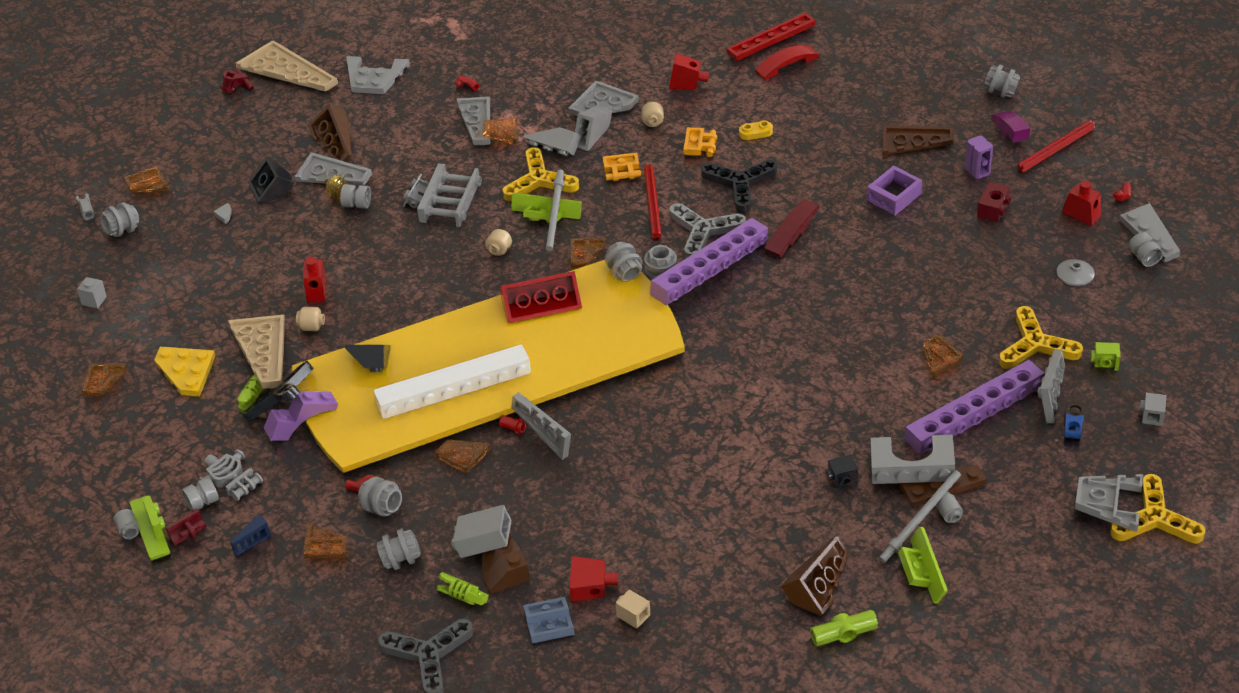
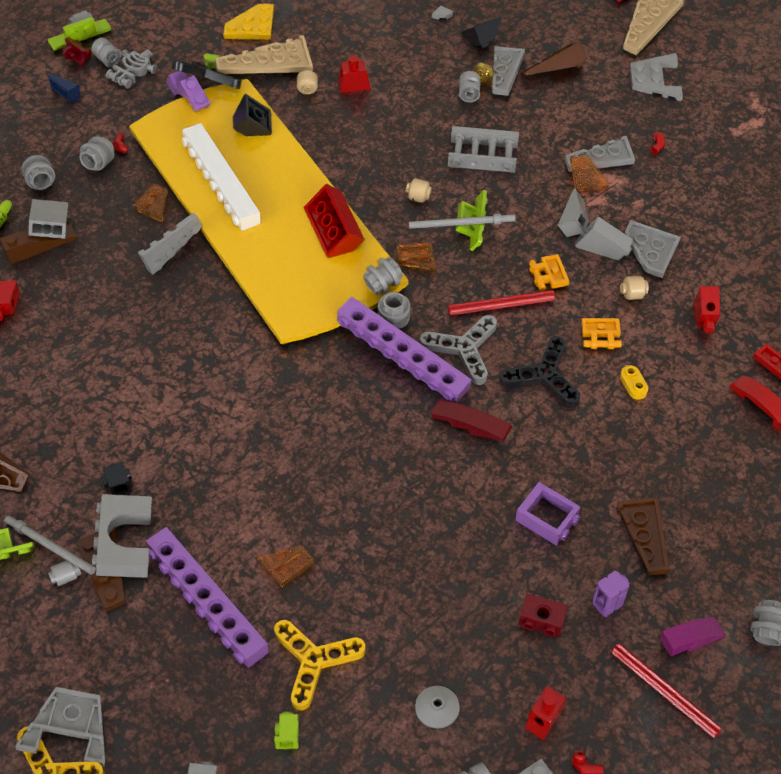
camera: 80 degrees right, 10 degrees up
(324, 543) = (55, 130): clear orange wing -> none
(416, 193) = (478, 122): light grey hinge -> none
(571, 183) = (552, 206): yellow piece -> none
(1051, 385) = (224, 665): light grey wing -> none
(1073, 420) = (185, 693): blue leg -> none

